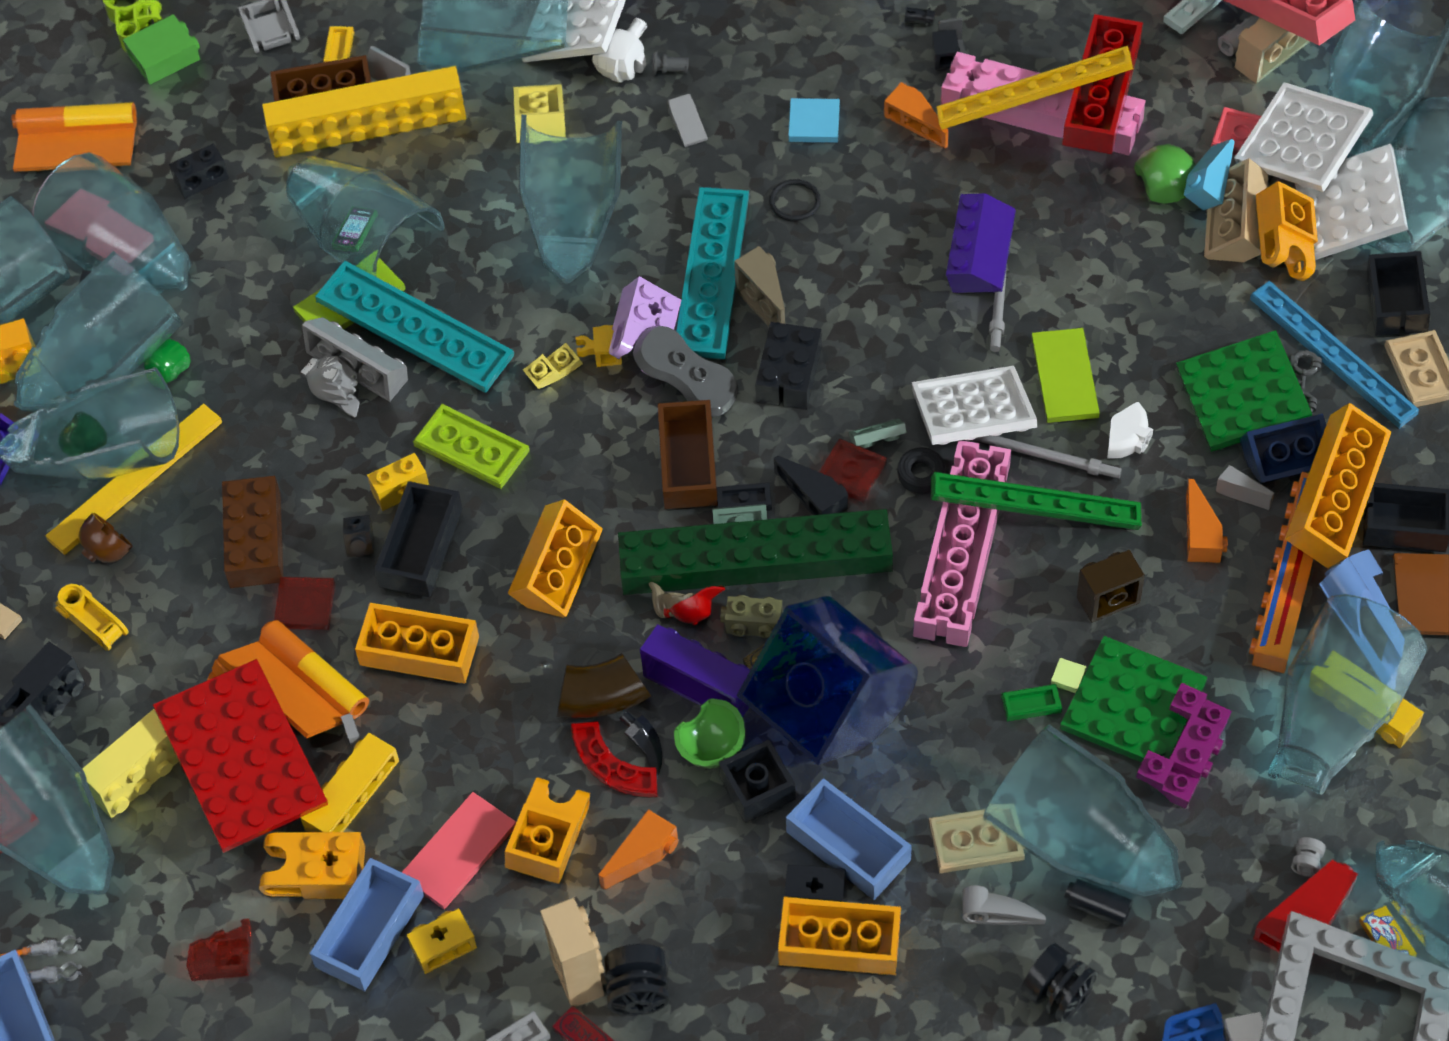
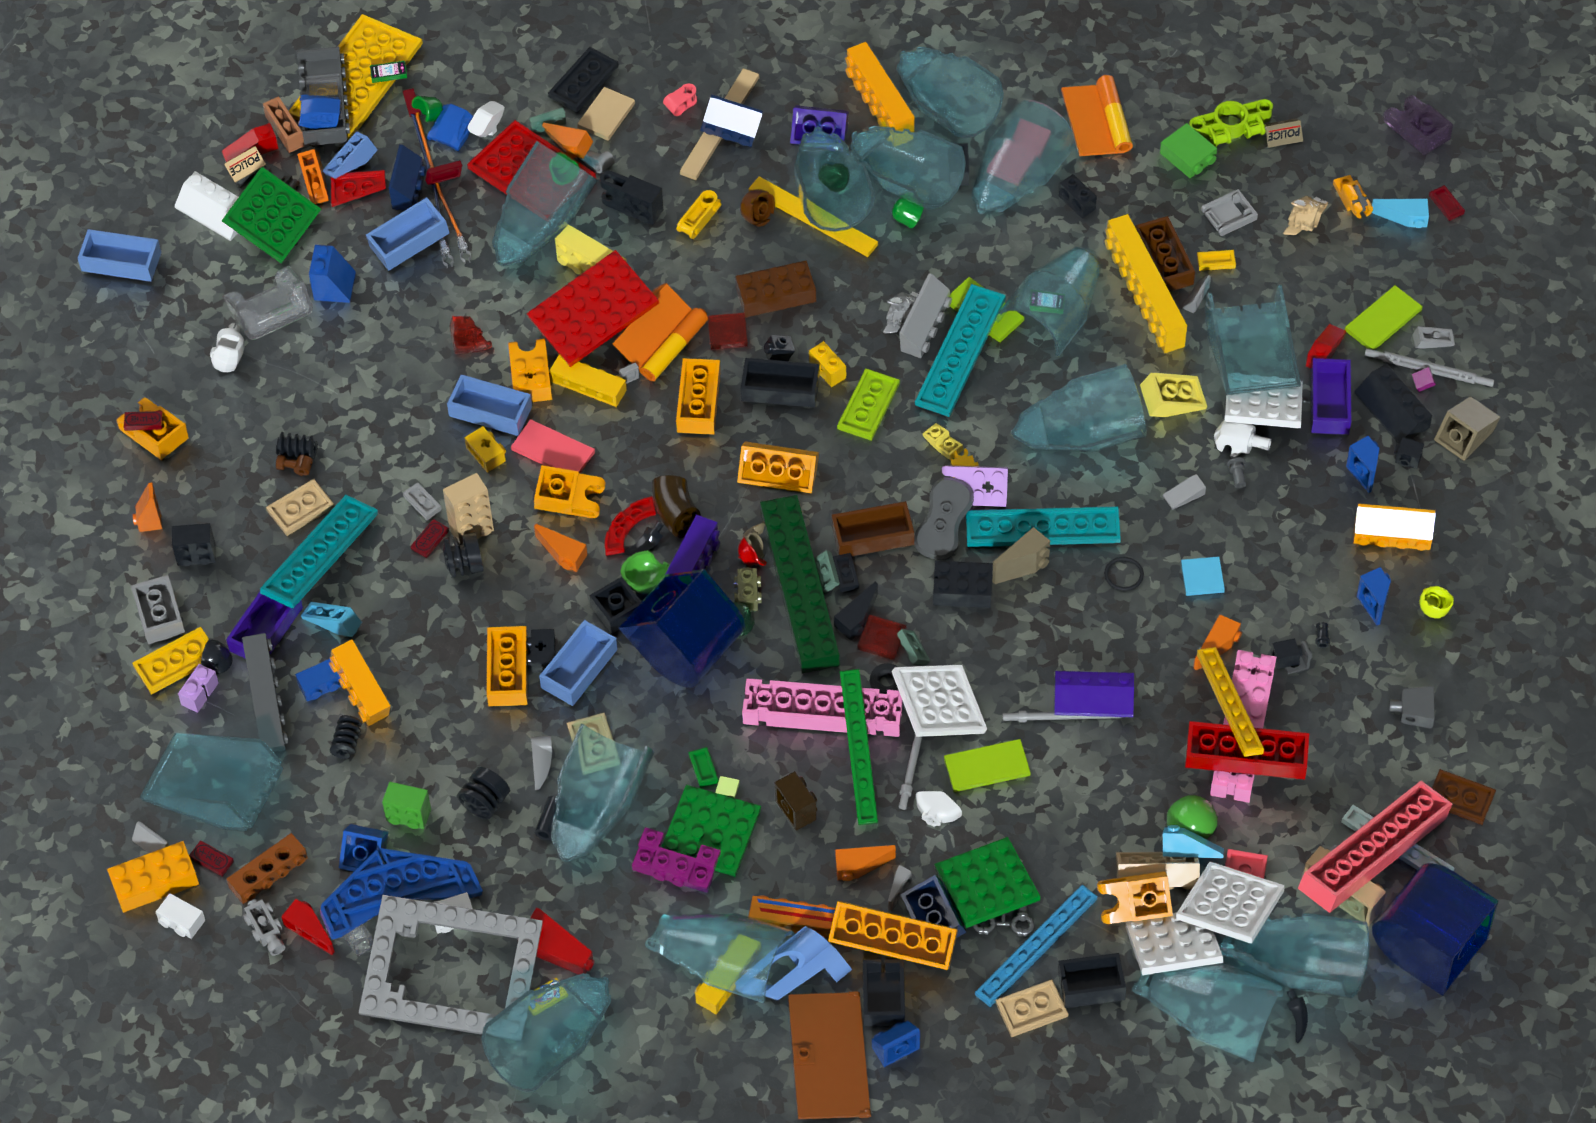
camera: 80 degrees right, 0 degrees up
(1308, 856) = (598, 942): light grey wheel -> none

